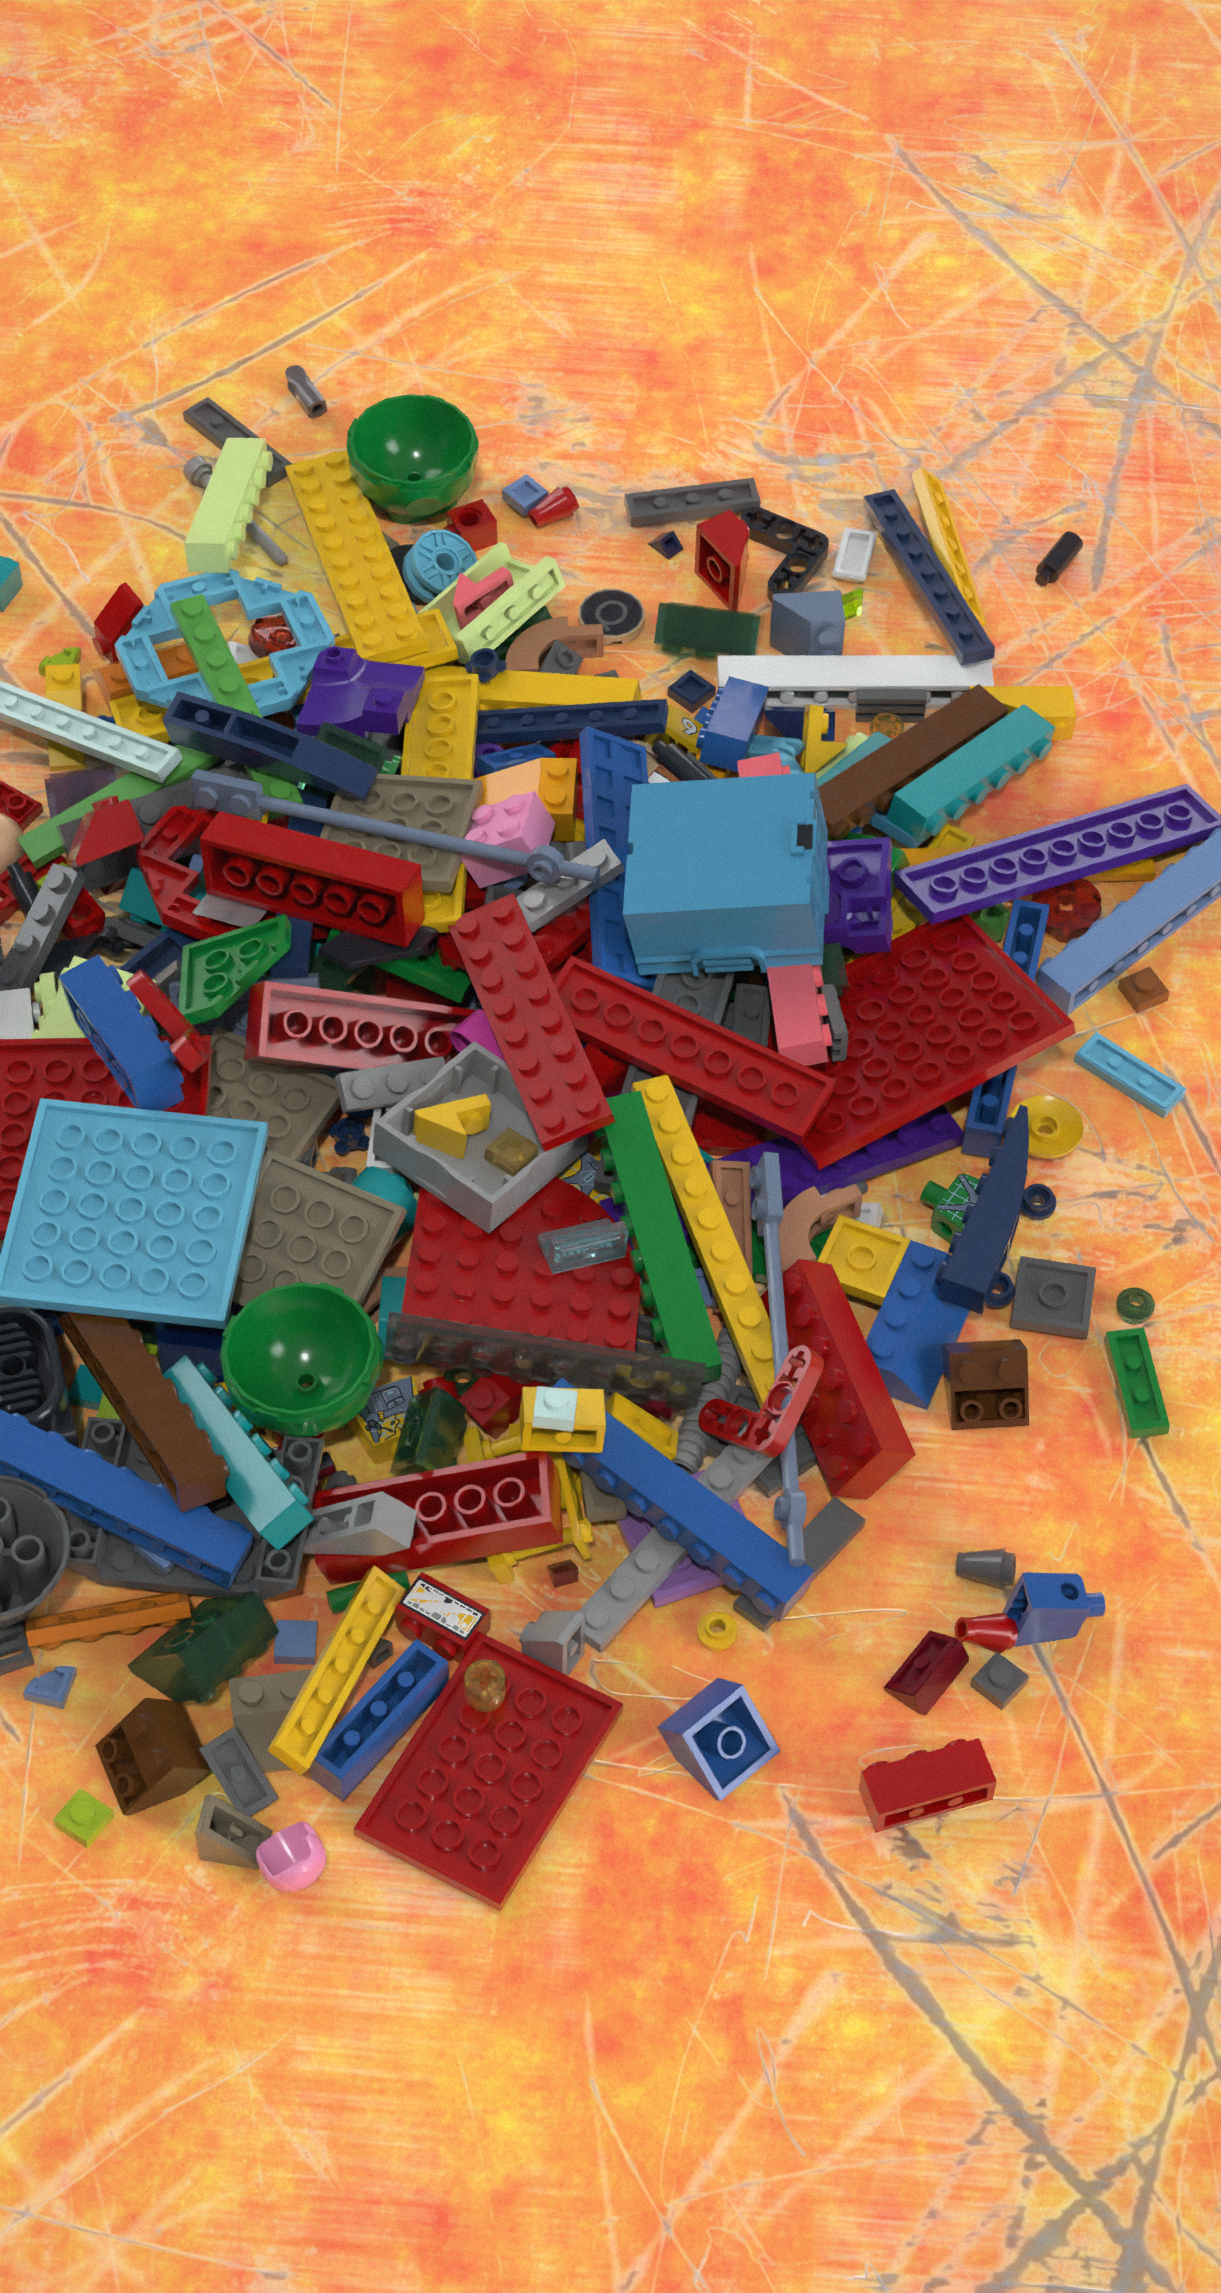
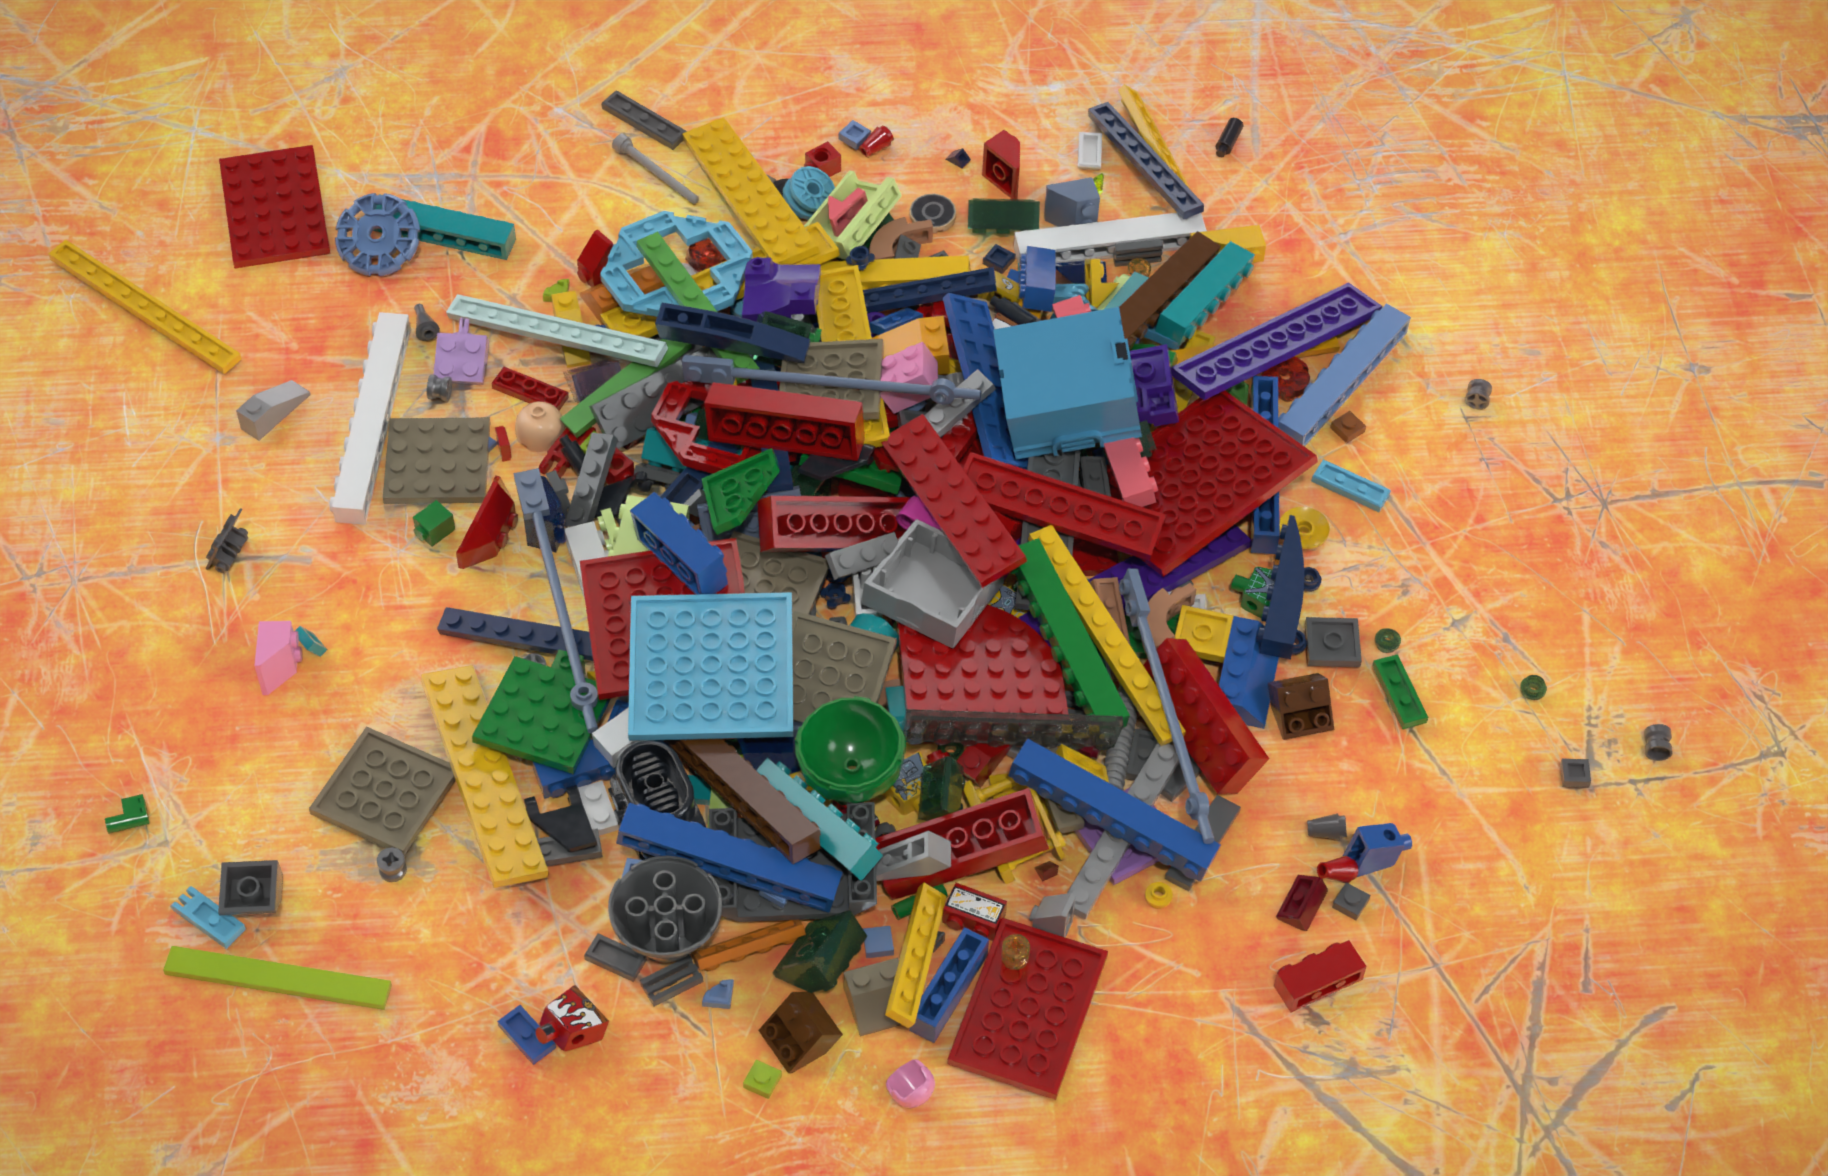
camera: 10 degrees left, 0 degrees up
(104, 831) = (627, 405): red slope -> none
(189, 1045) = (724, 542): red beam -> none
(227, 505) = (654, 166): yellowish green brick -> none
(228, 911) = (727, 450): flat silver sticker -> none
(228, 1835) = (866, 1076): dark tan slope -> none
(238, 1772) = (862, 1033): dark grey plate -> none
(305, 392) = (684, 79): dark grey bar -> none
(412, 456) = (774, 116): green rock -> none
(448, 1124) = (913, 577): yellow slope -> none
(511, 1152) = (957, 591): clear yellow plate -> none
(555, 1408) = (1034, 759): light aqua plate -> none
(583, 1244) = (1019, 647): clear light blue panel -> none
(587, 1430) = (1037, 766): yellow brick -> none
(691, 501) = (970, 126): dark grey plate -> none
(719, 1737) = (1176, 964): blue slope -> none
(764, 1423) = (1166, 752): red beam -> none
(798, 548) = (1050, 154): black beam -> none
(836, 1022) = (1158, 476): dark grey tile -> none

